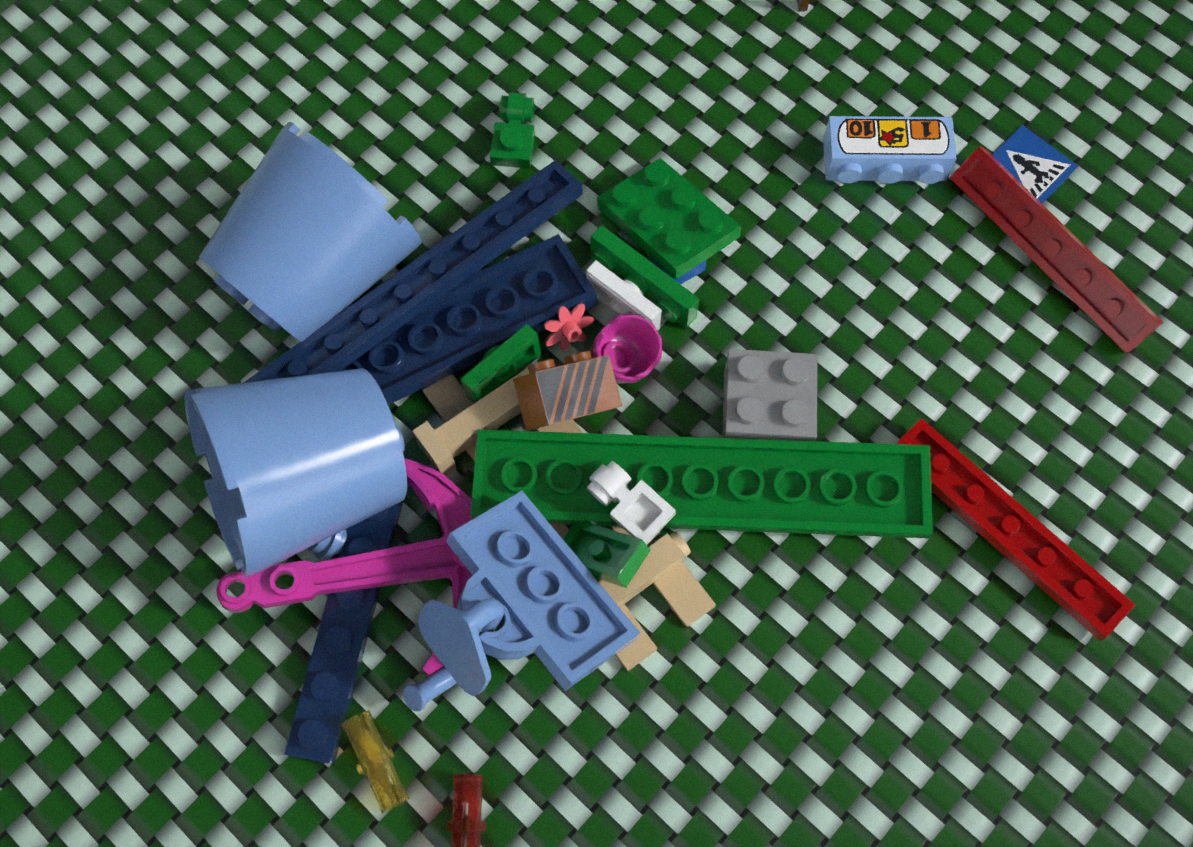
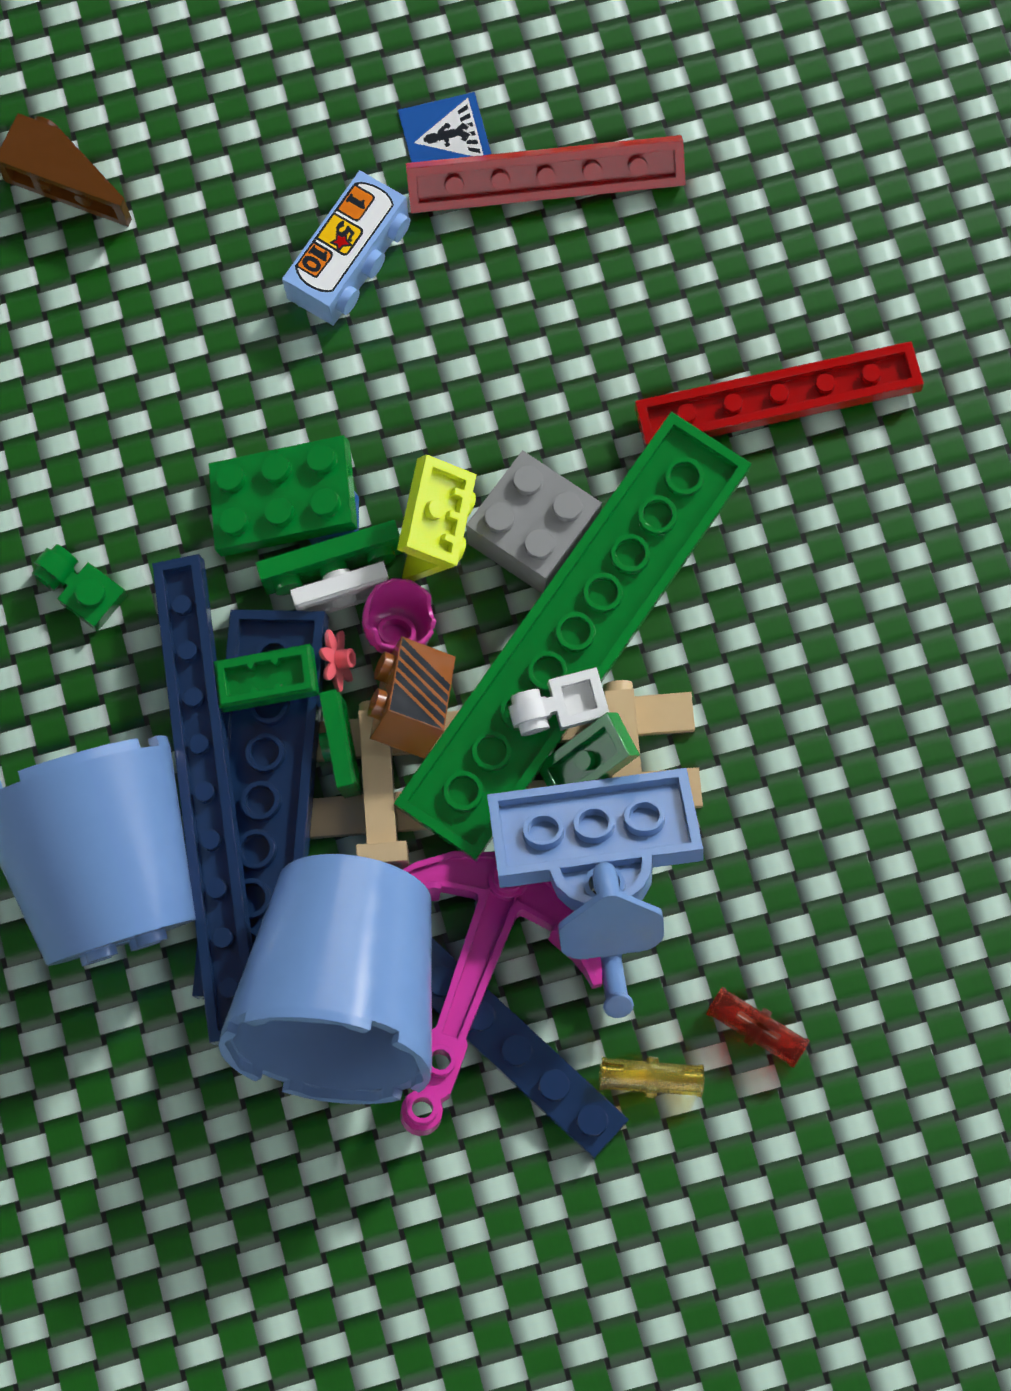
camera: 55 degrees left, 5 degrees up
(517, 283) = (266, 678): none -> green plate
(718, 318) = (436, 517): none -> neon yellow bracket

